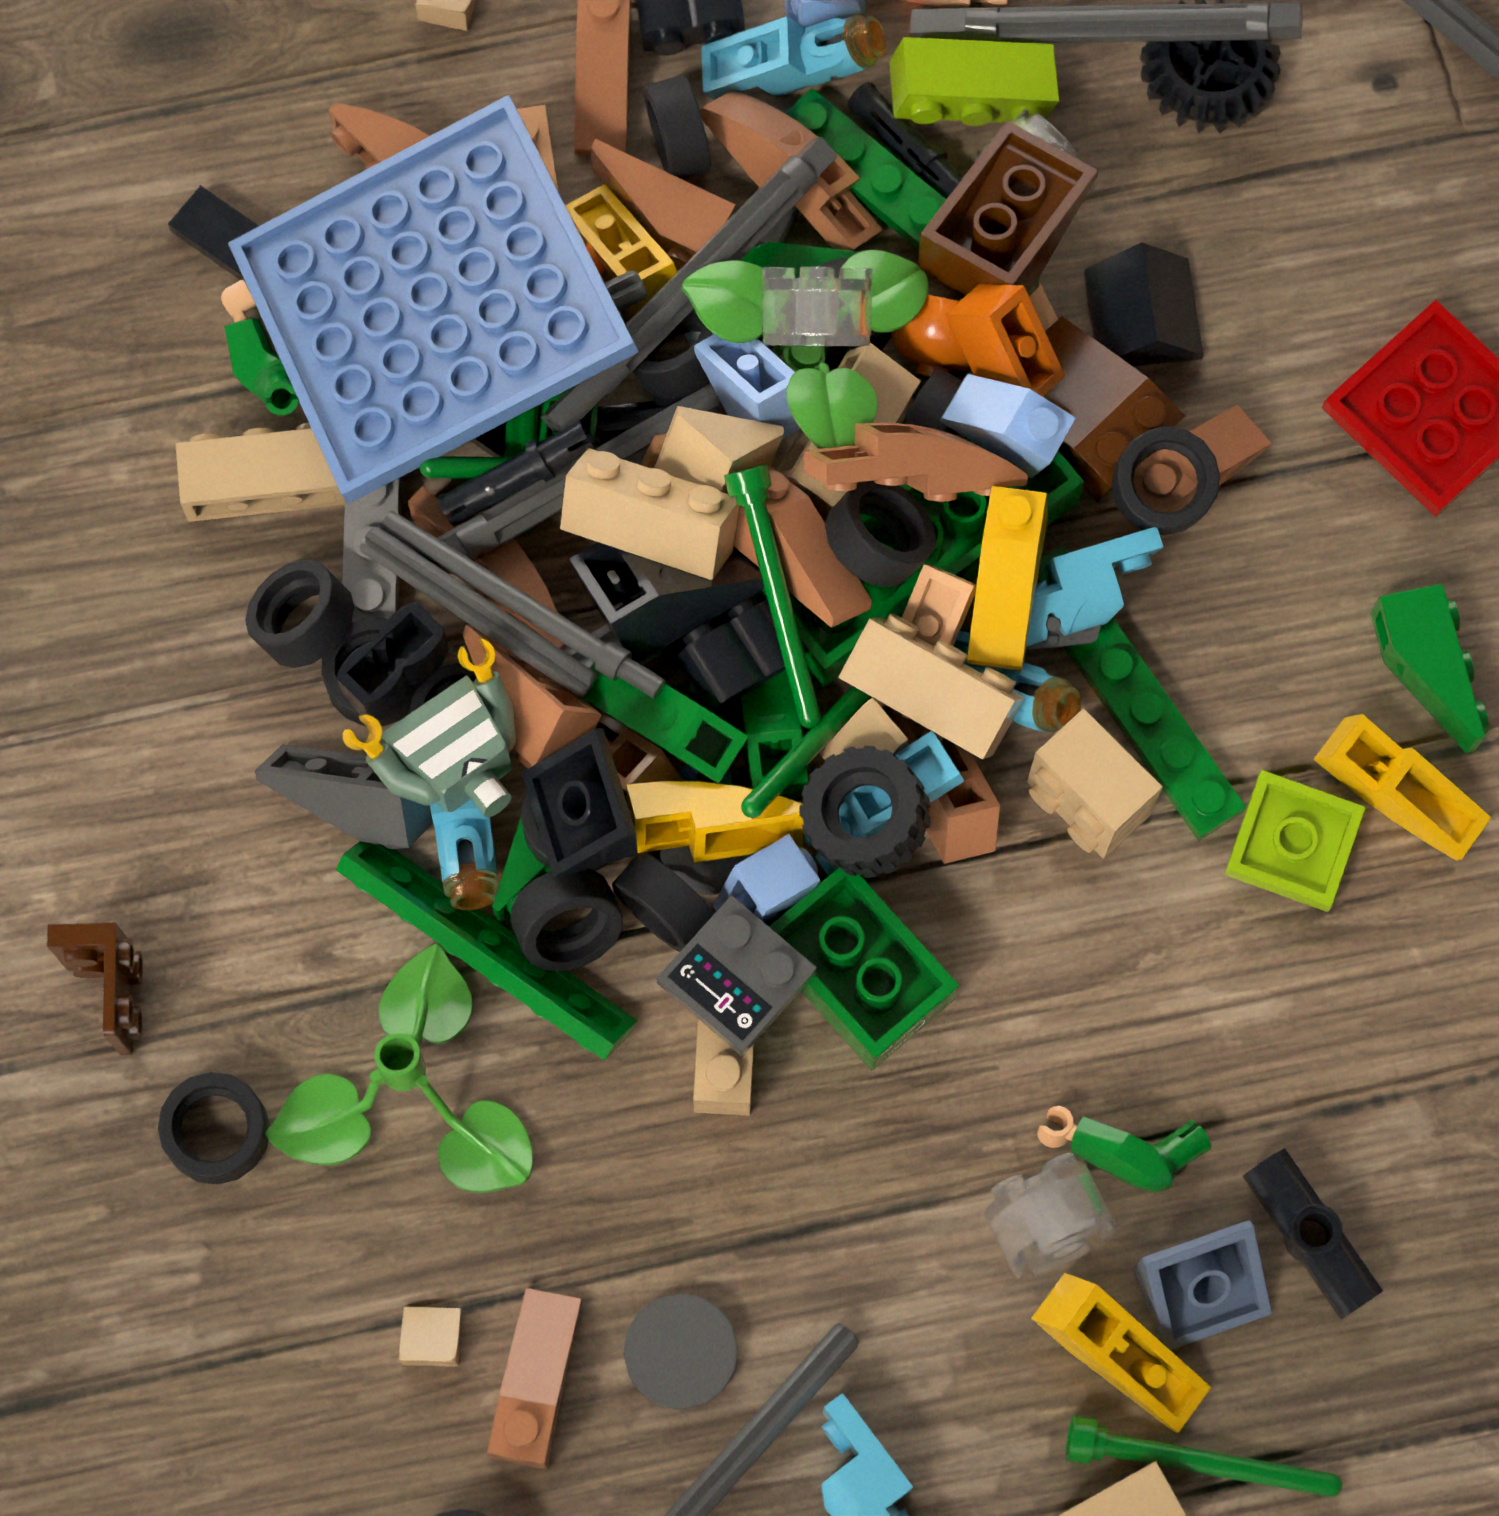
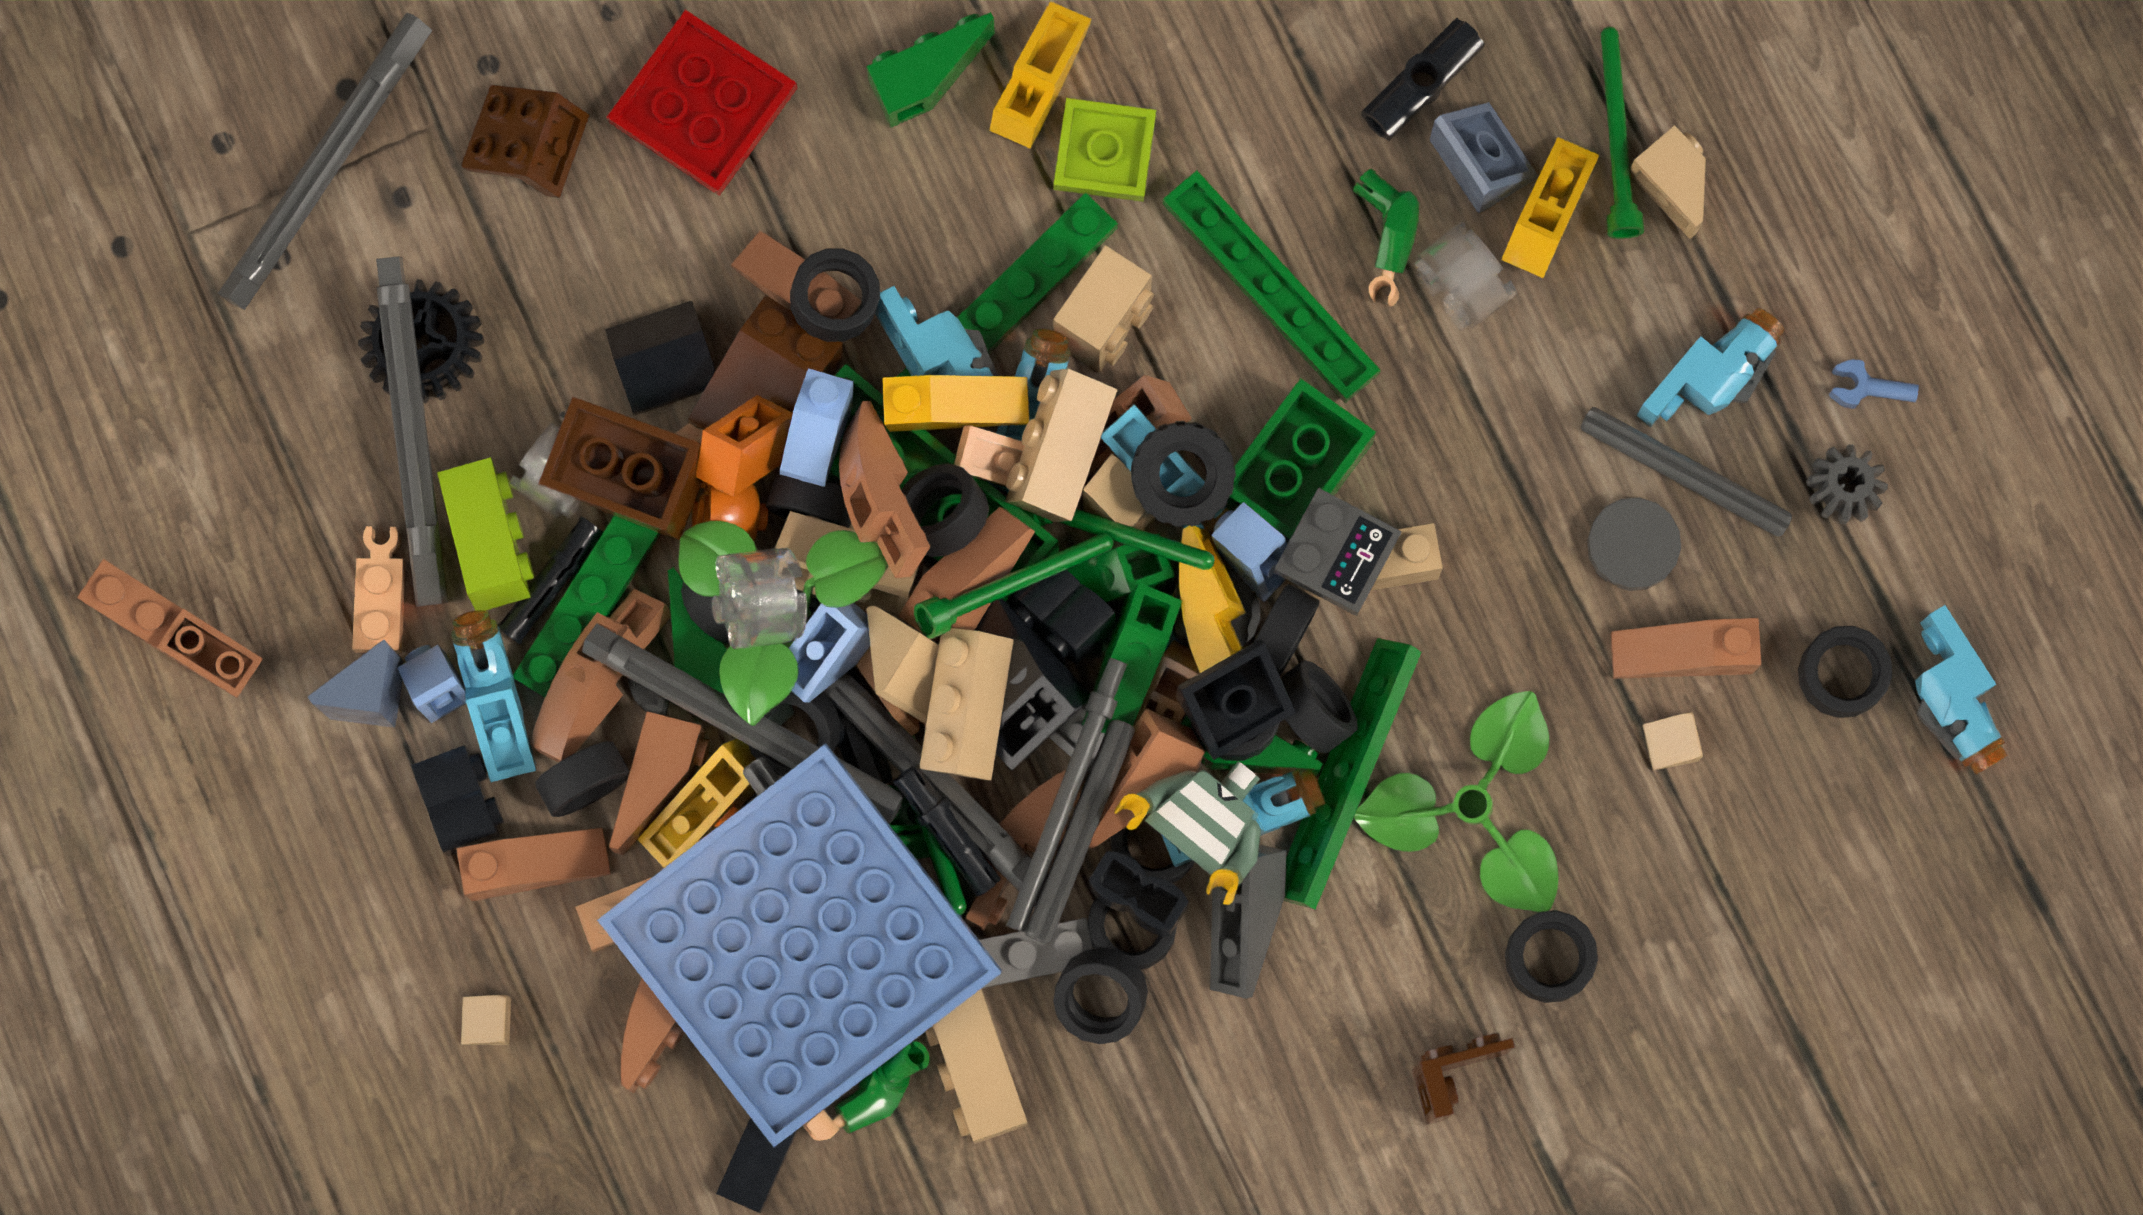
camera: 100 degrees left, 5 degrees up
(1087, 994) = (1271, 286): none -> green plate
(1425, 215) = (526, 137): none -> reddish brown bracket

